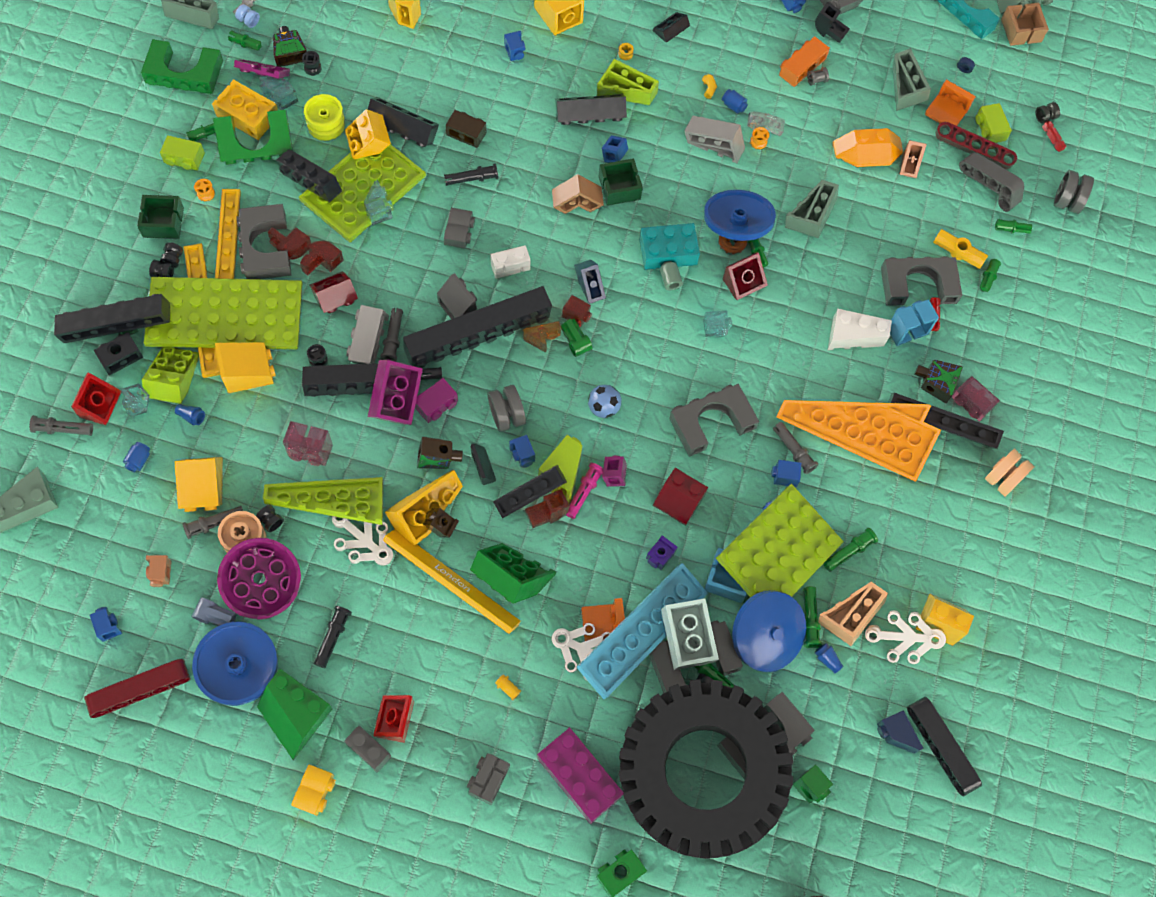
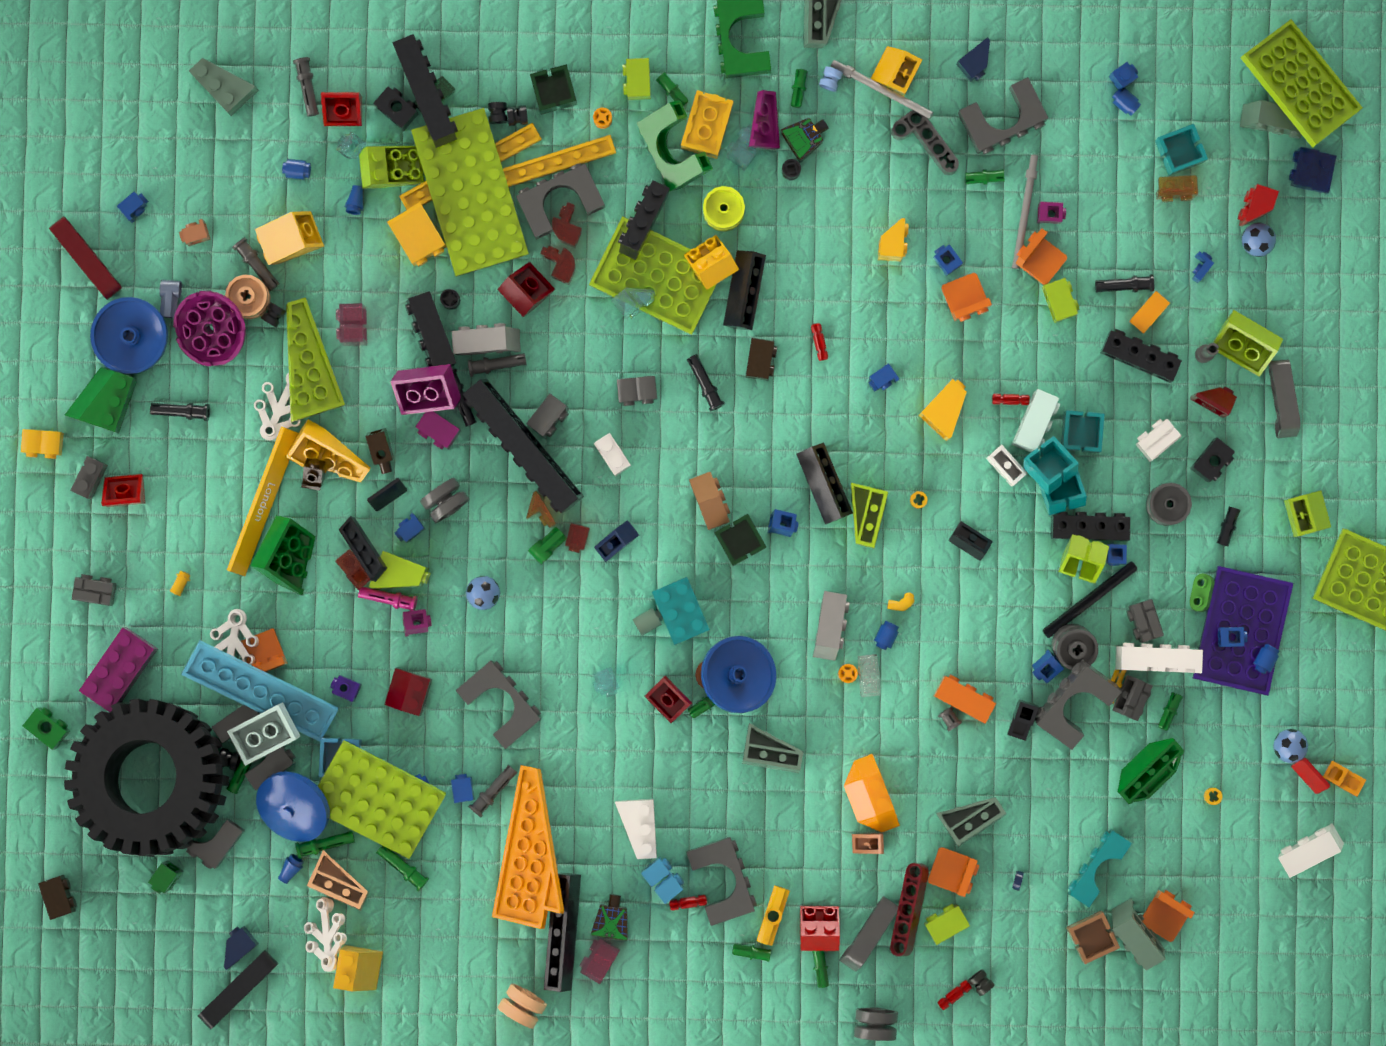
camera: 85 degrees right, 20 degrees up
(466, 84) = (819, 342): none -> red axle
(979, 216) = (819, 928): none -> red slope

